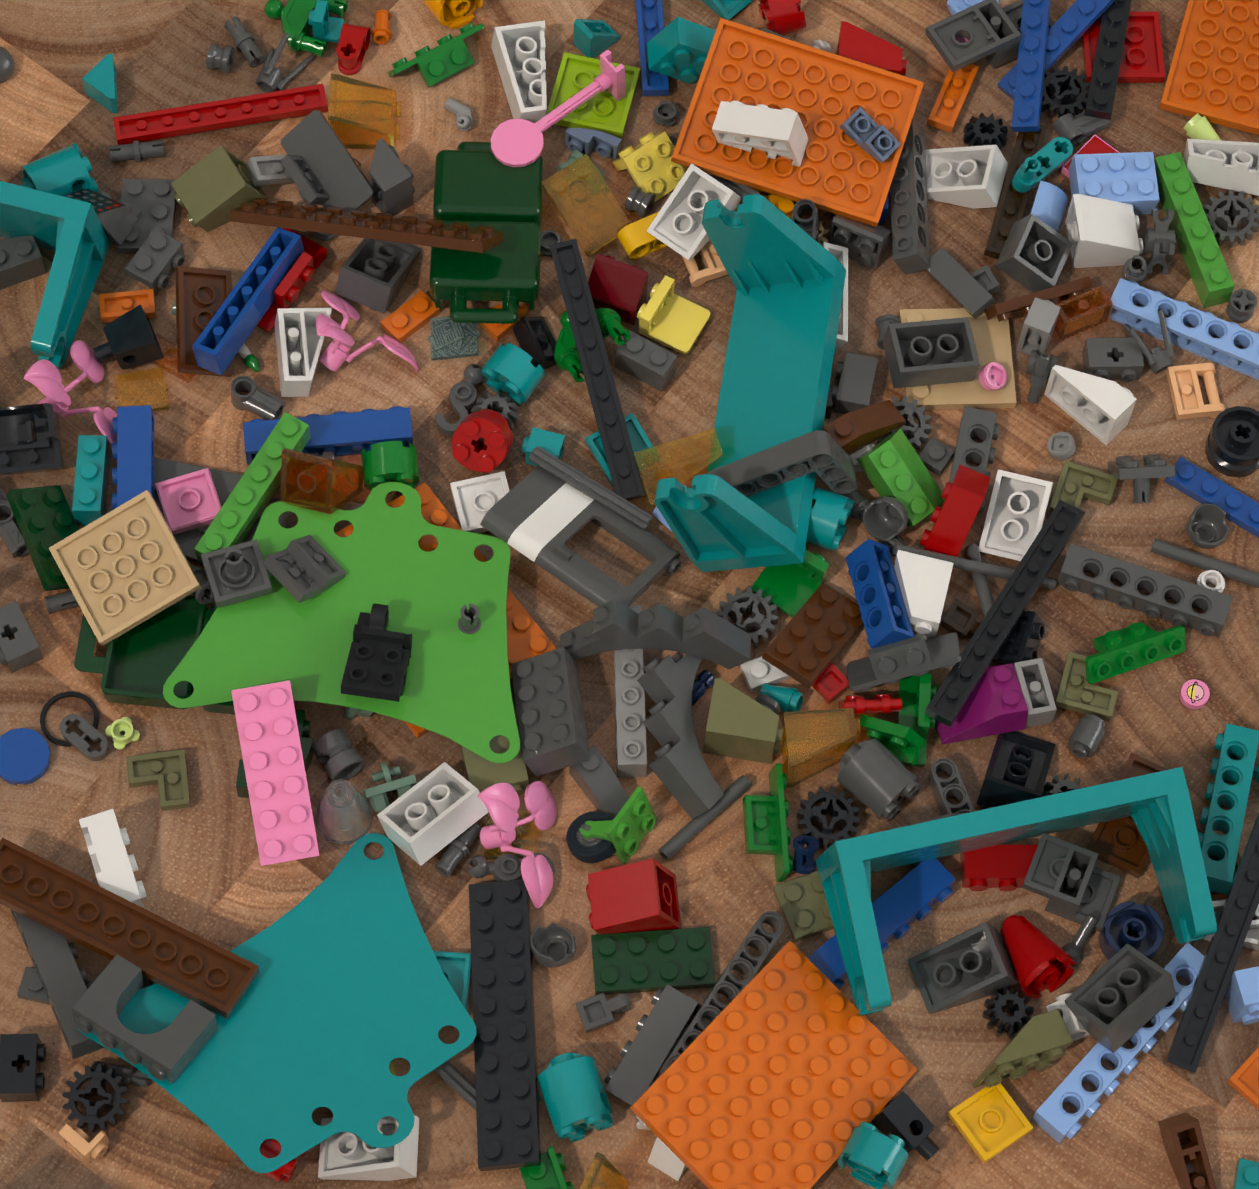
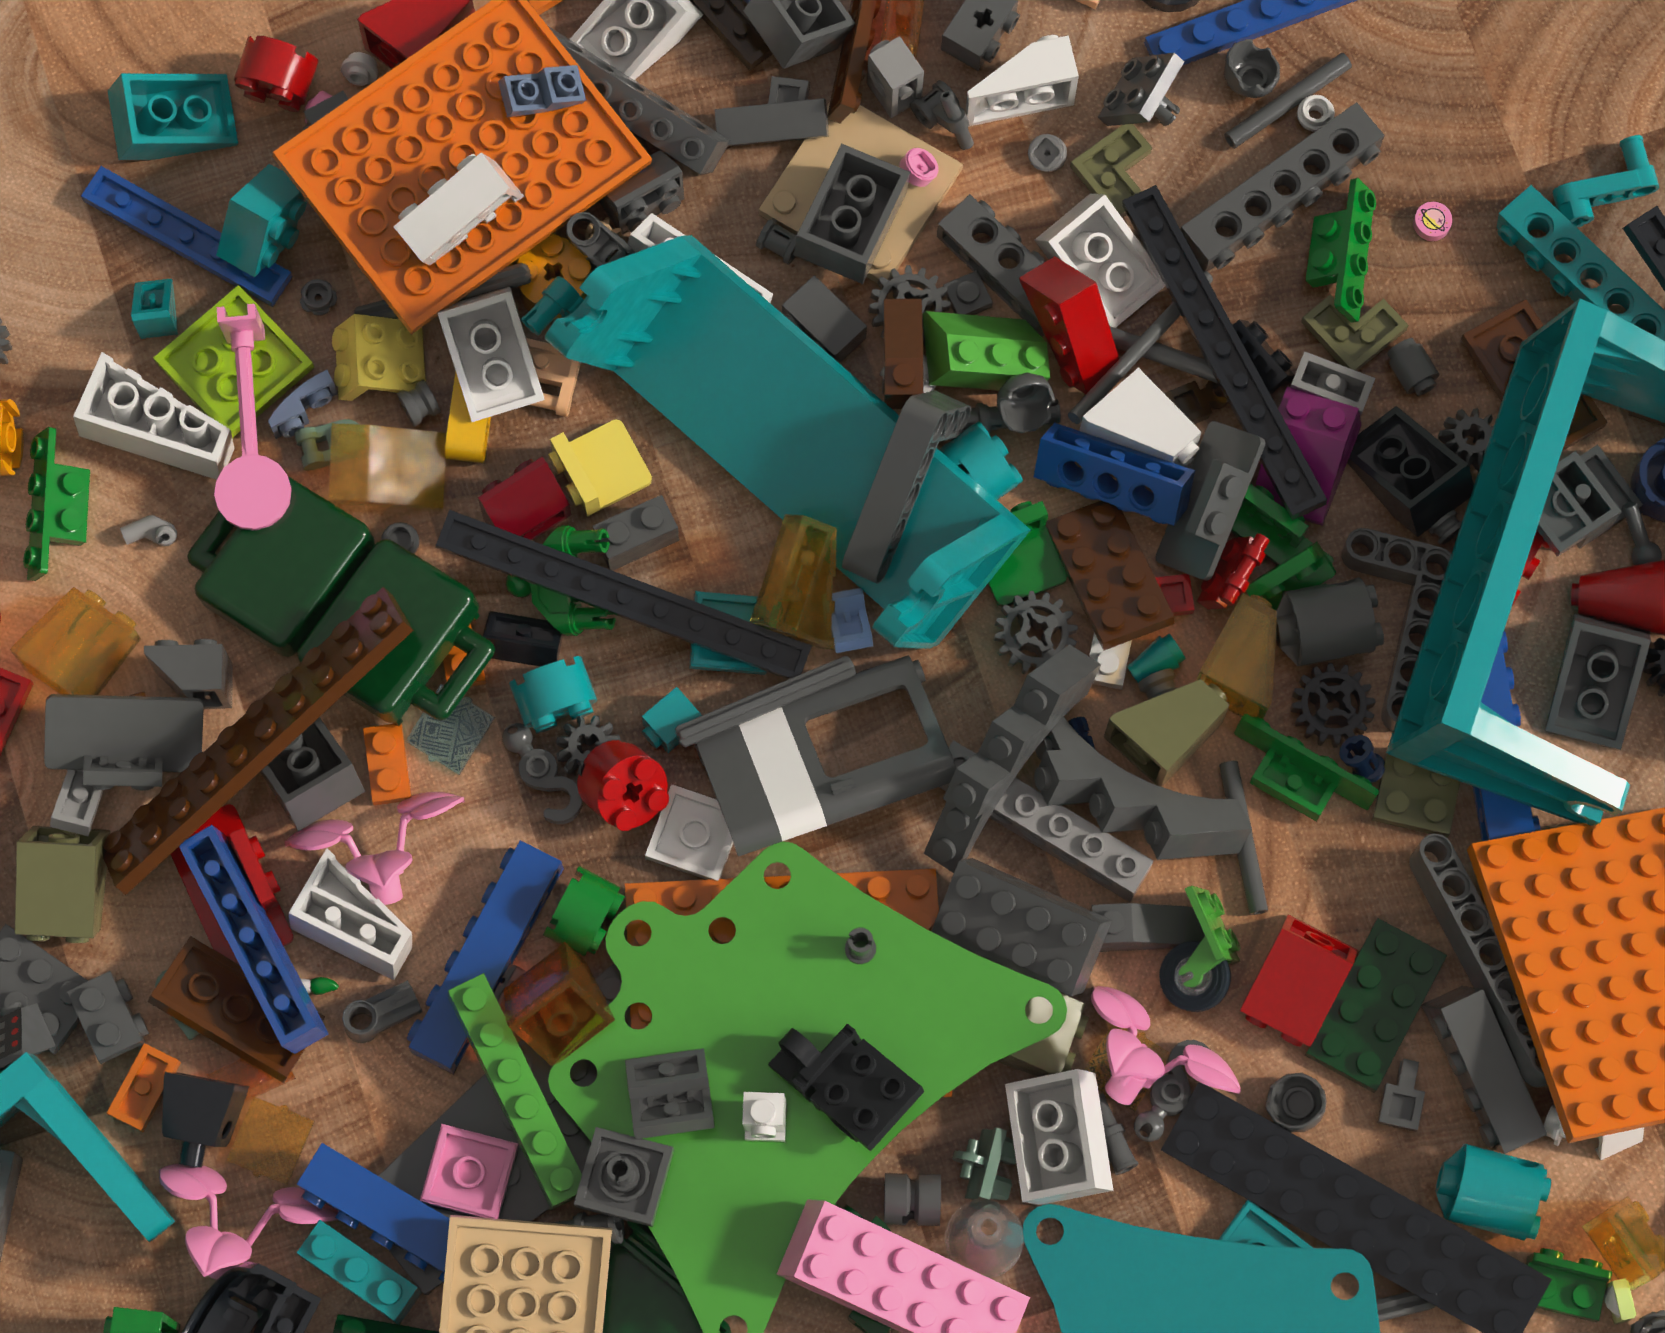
camera: 55 degrees left, 10 degrees up
(324, 625) = (764, 1116): none -> white brick

